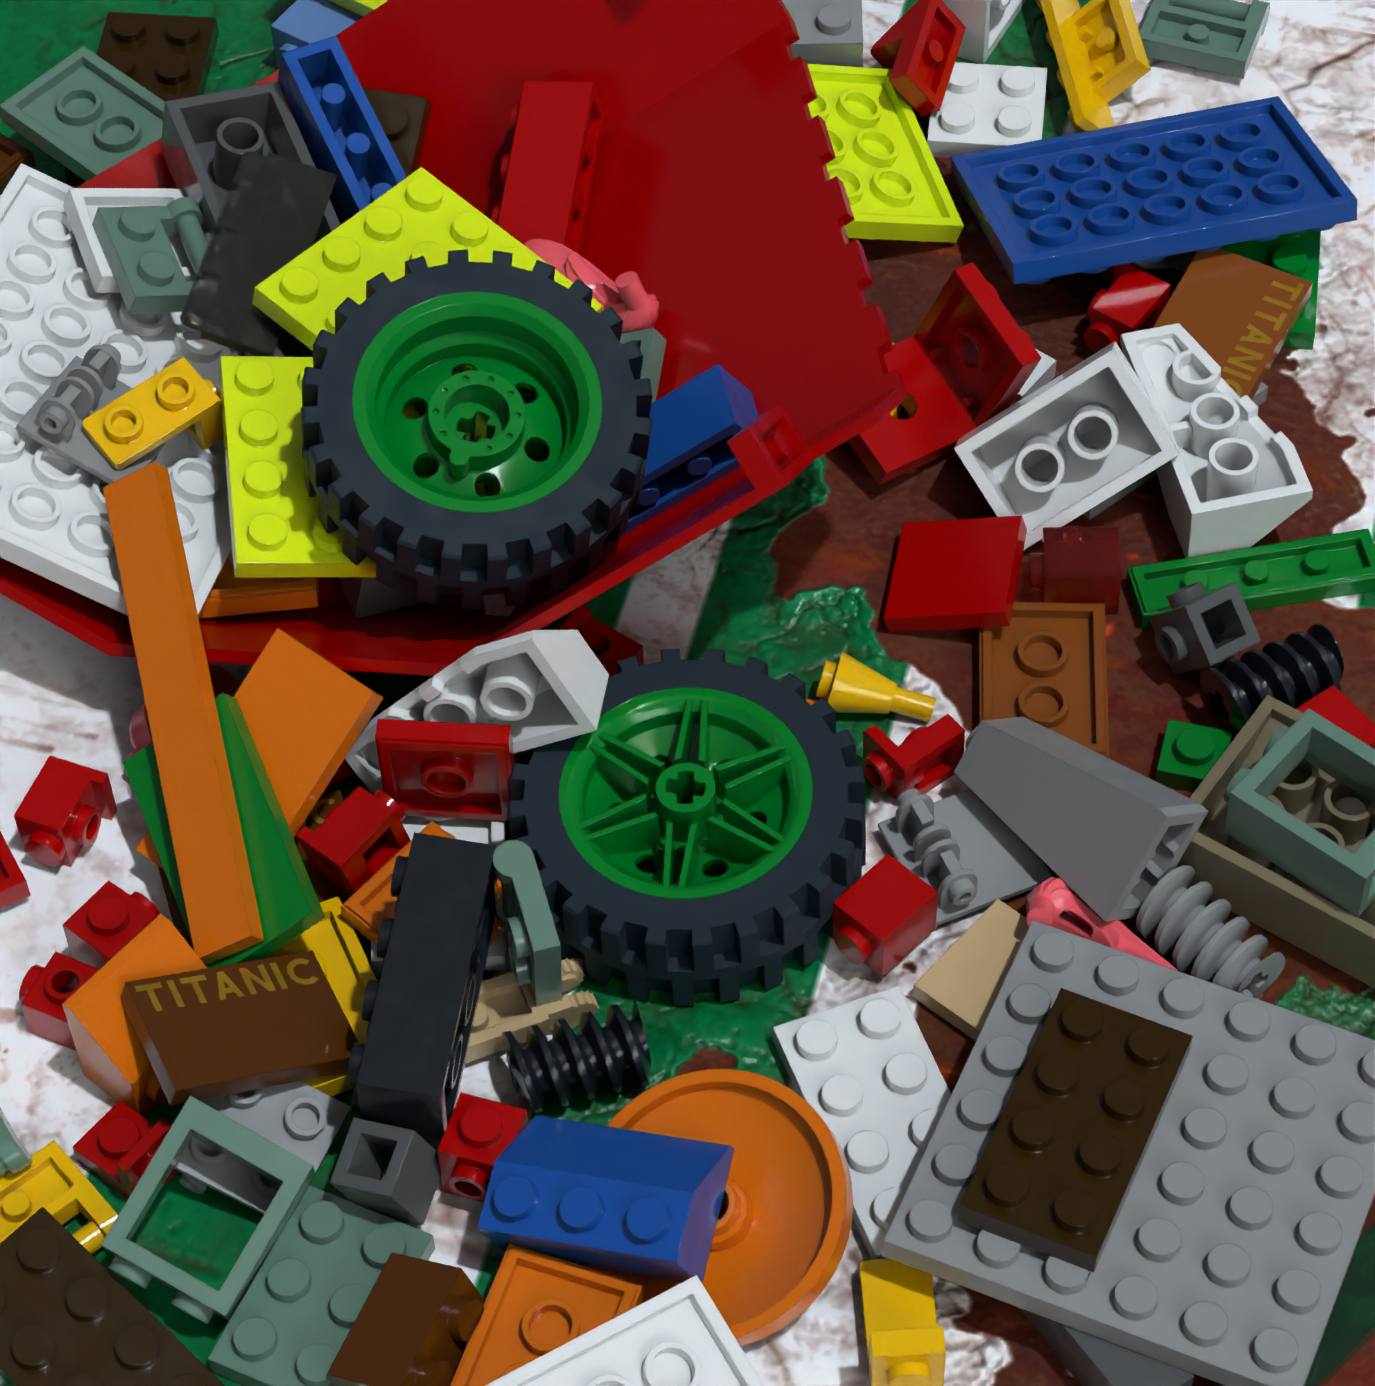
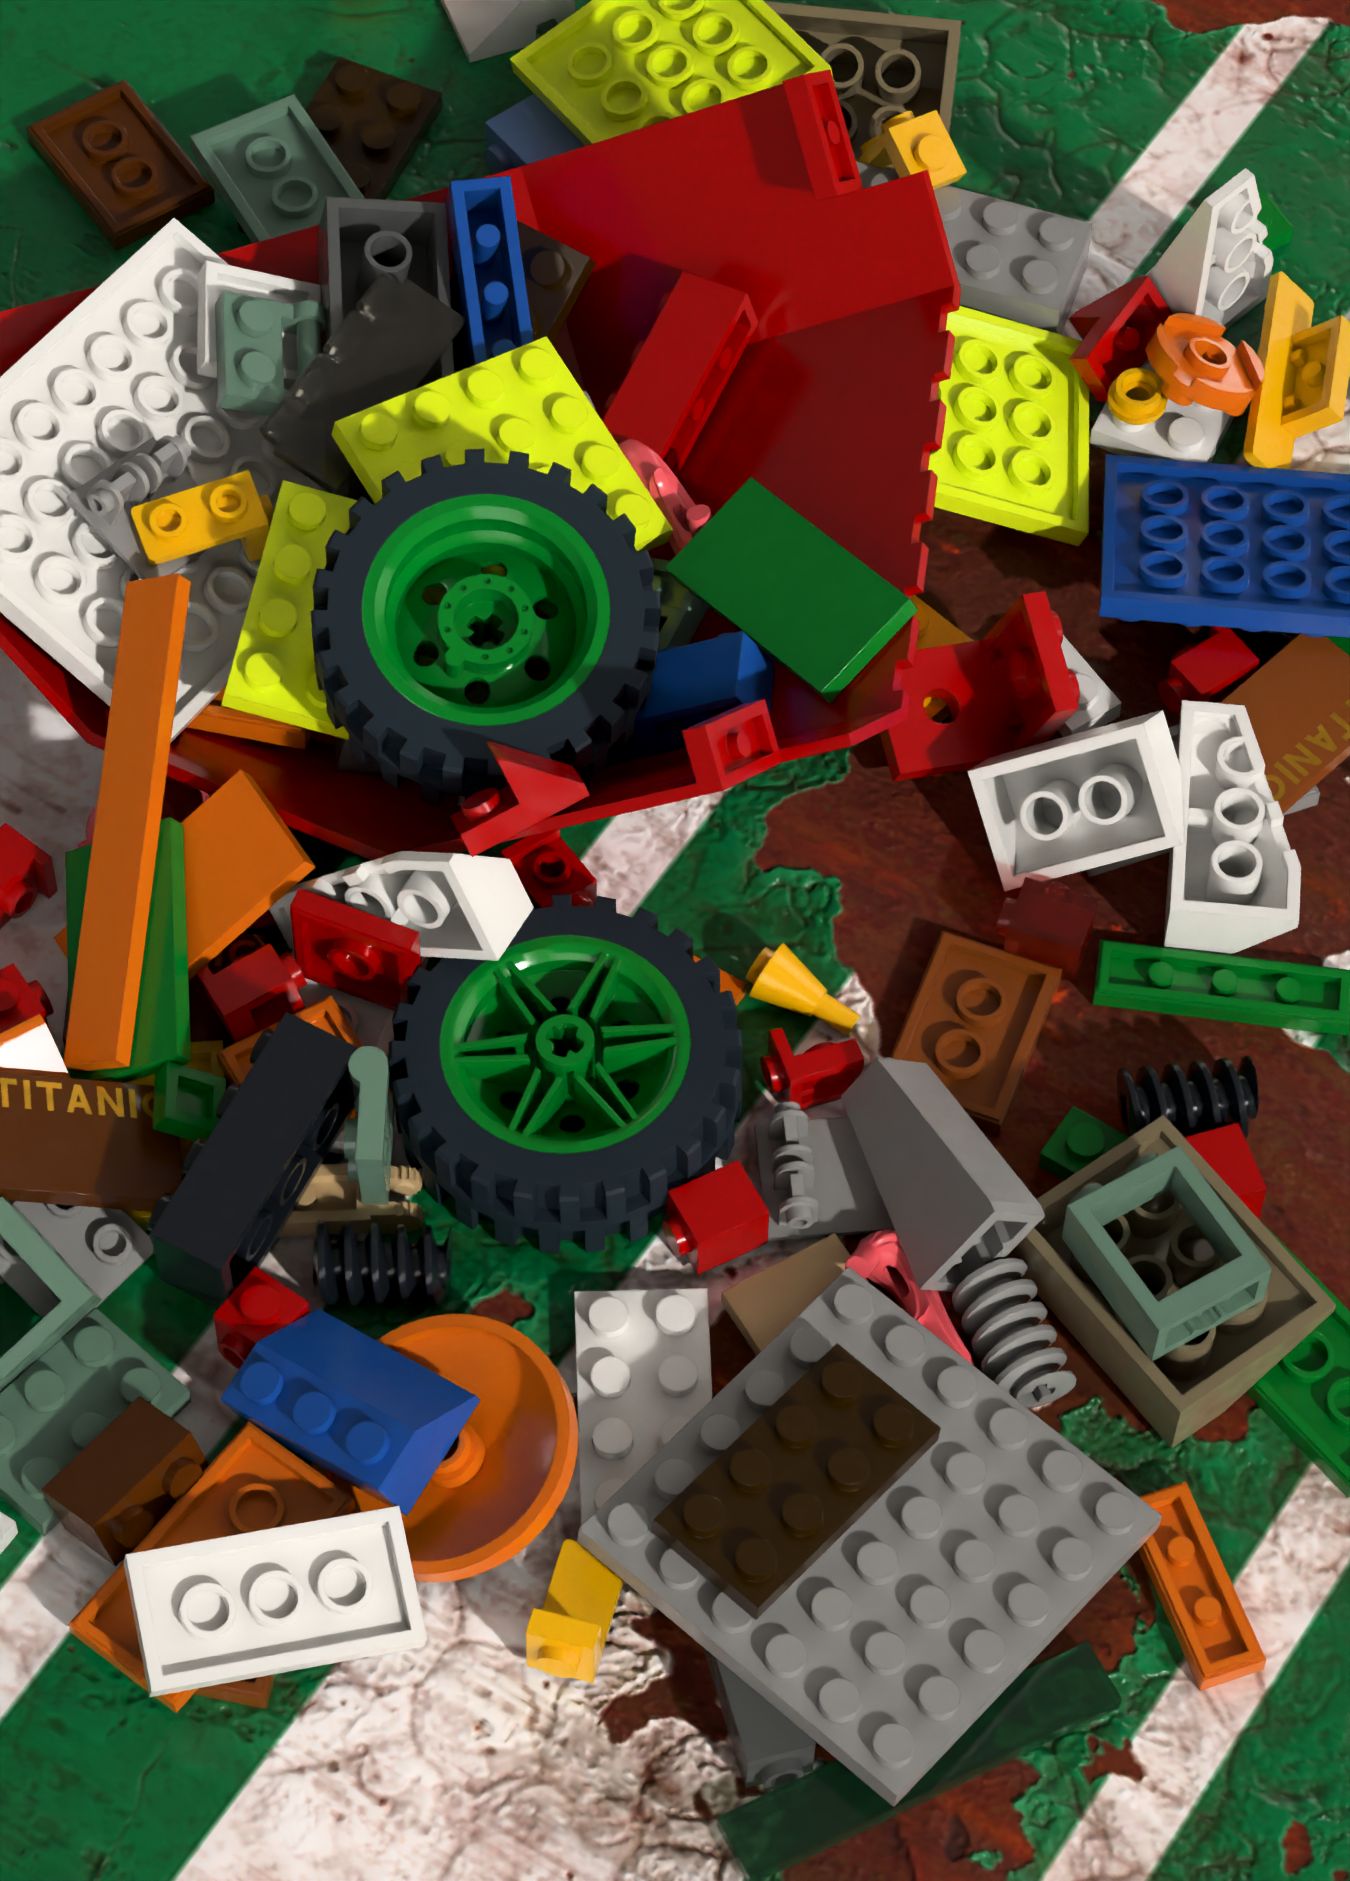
camera: 15 degrees right, 5 degrees up
(335, 957) = (186, 1101): none -> green plate
(387, 1170) = (165, 1318): dark grey brick -> none
(583, 558) = (533, 793): none -> red slope
(749, 315) = (791, 589): none -> green tile
(955, 574) = (928, 896): red tile -> none
(961, 97) = (1140, 385): none -> yellow plate
(1009, 55) = (1203, 365): none -> orange plate
(1203, 627) = (1159, 1028): dark grey brick -> none

